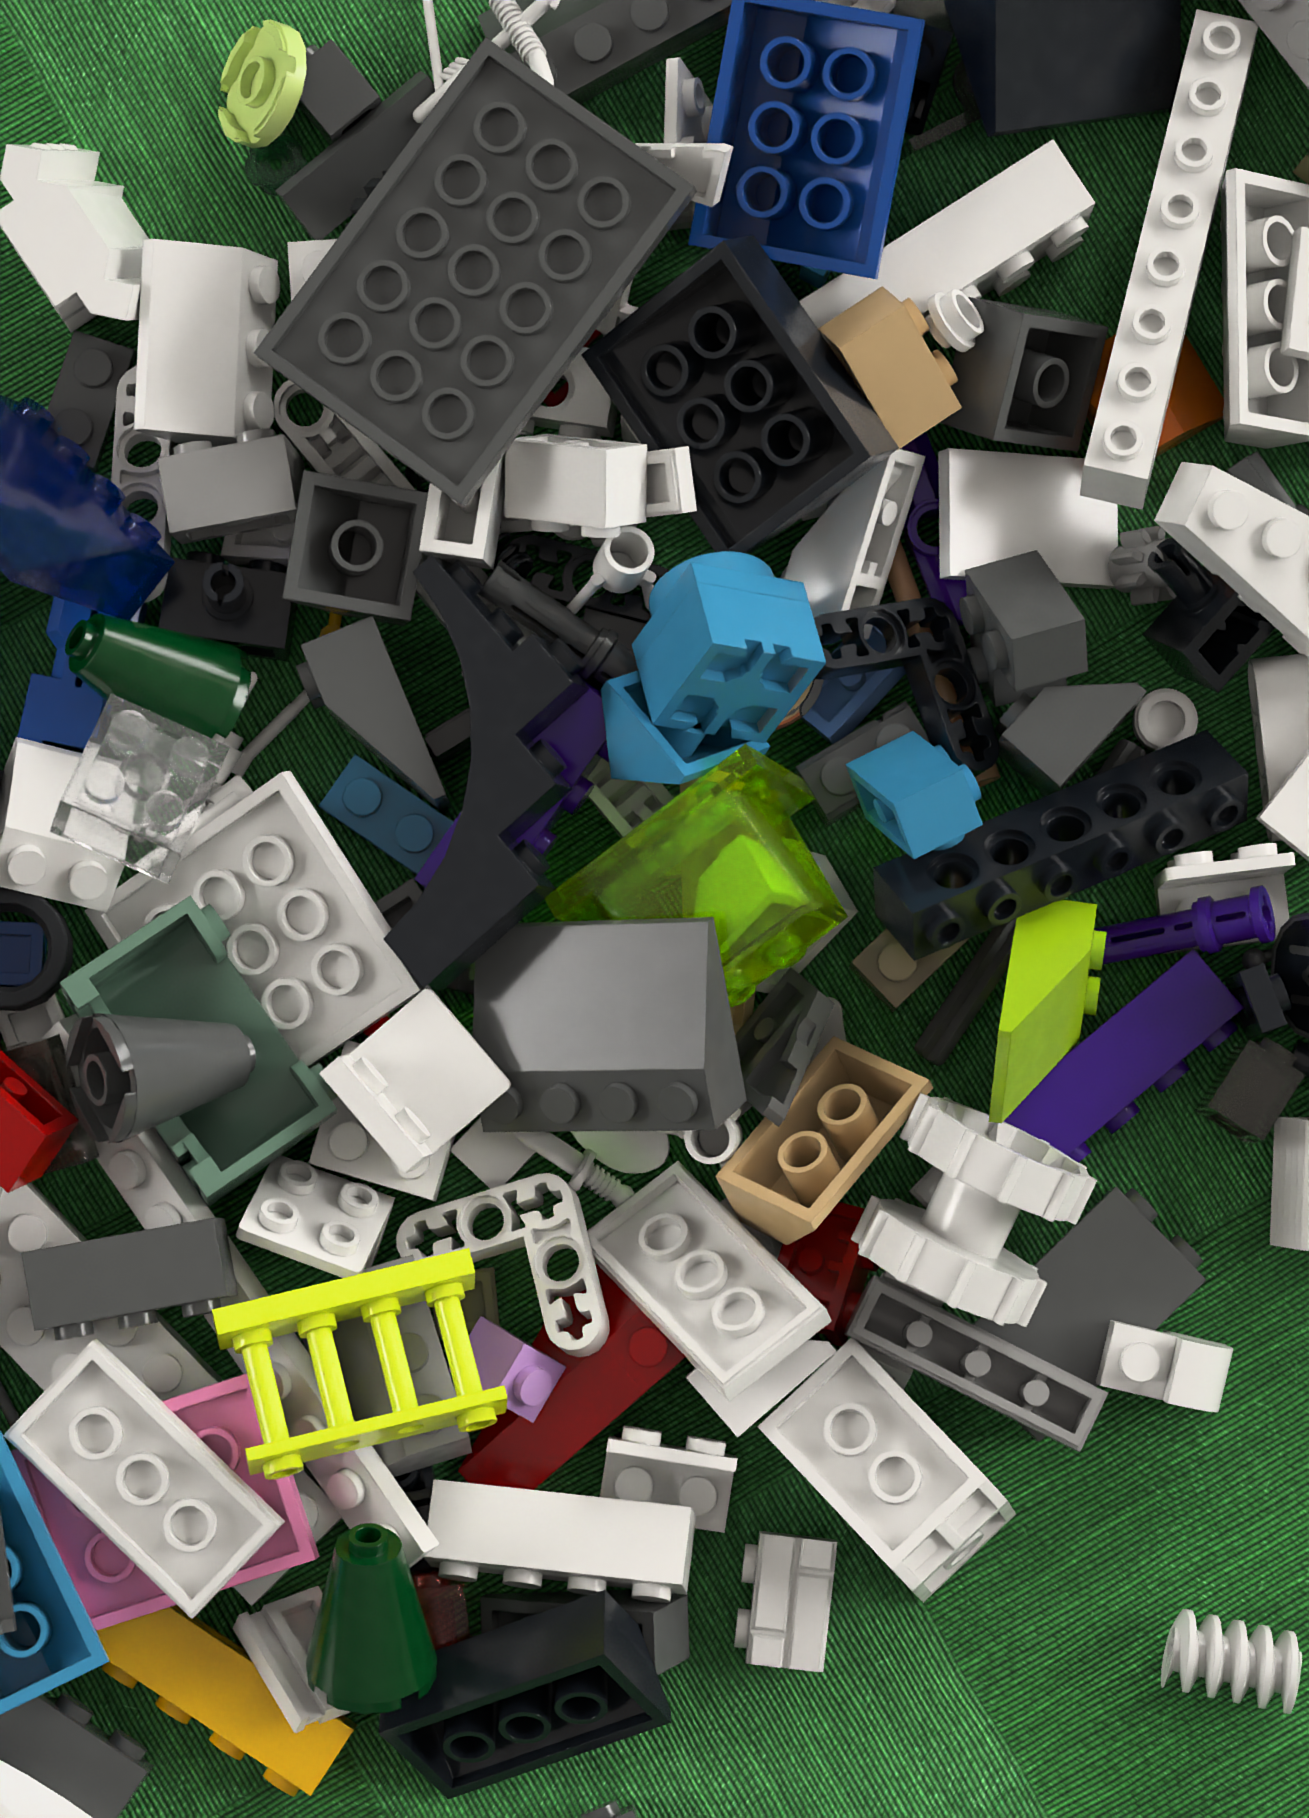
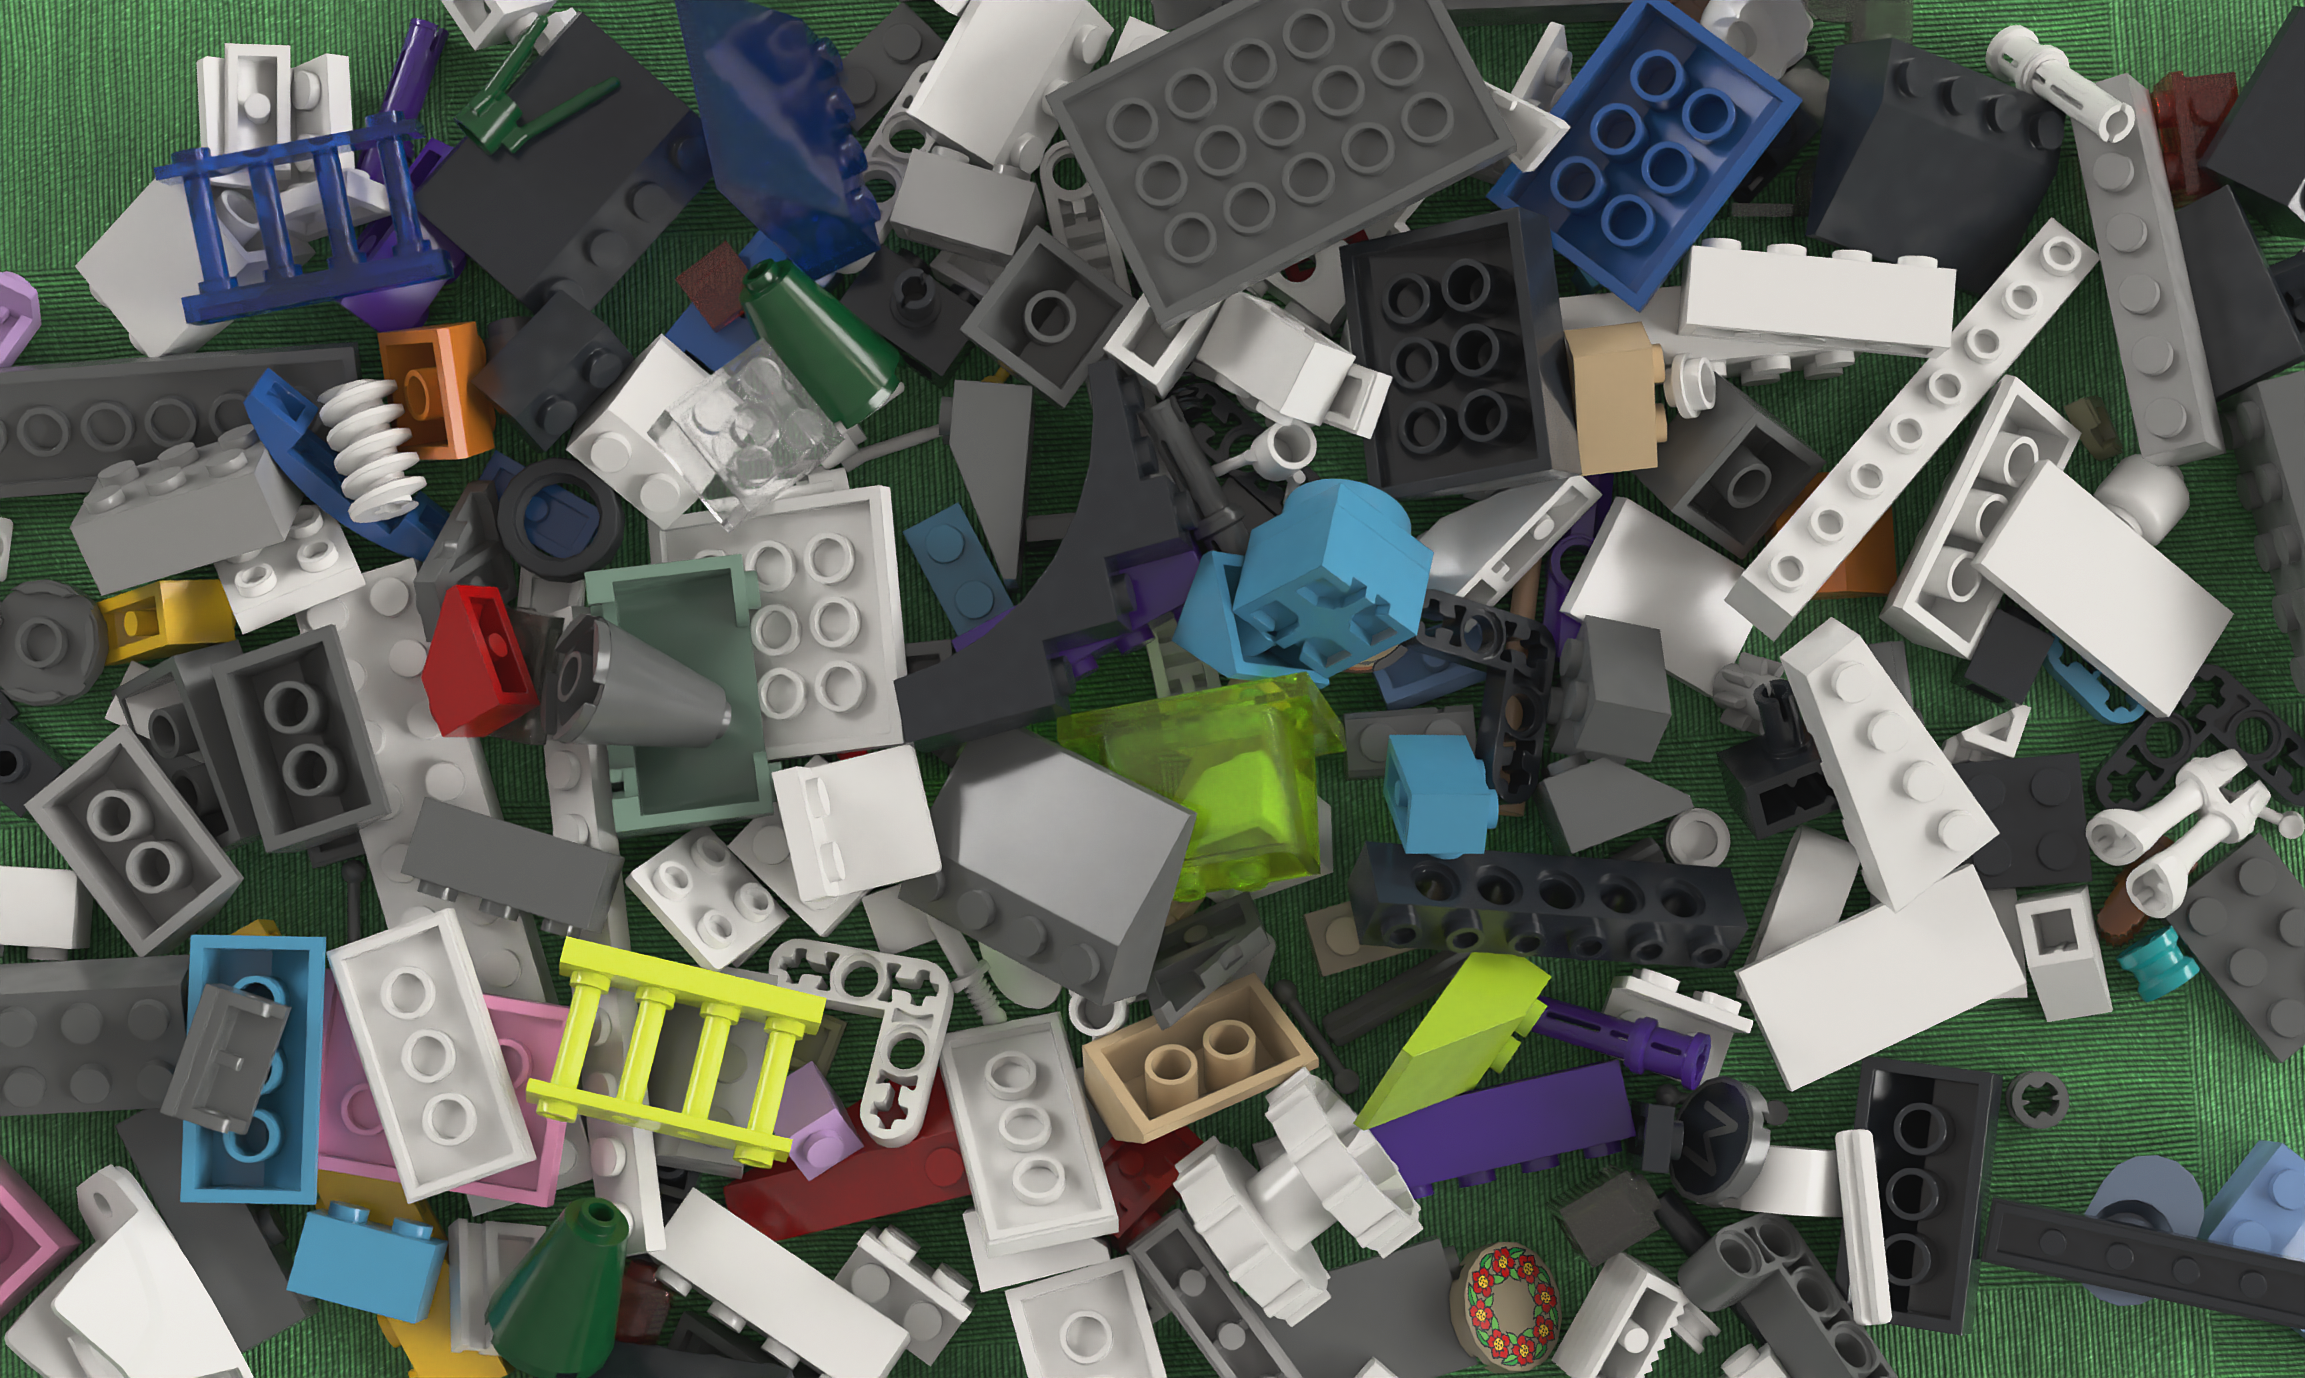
camera: 25 degrees right, 0 degrees up
(42, 669) = (715, 286): none -> clear red tile
(180, 1691) = (368, 1262): none -> dark azure brick
(961, 1091) = (1345, 1079): none -> dark grey hinge
(1027, 189) = (1817, 300): none -> white brick
(1206, 1218) = (1506, 1307): none -> tile

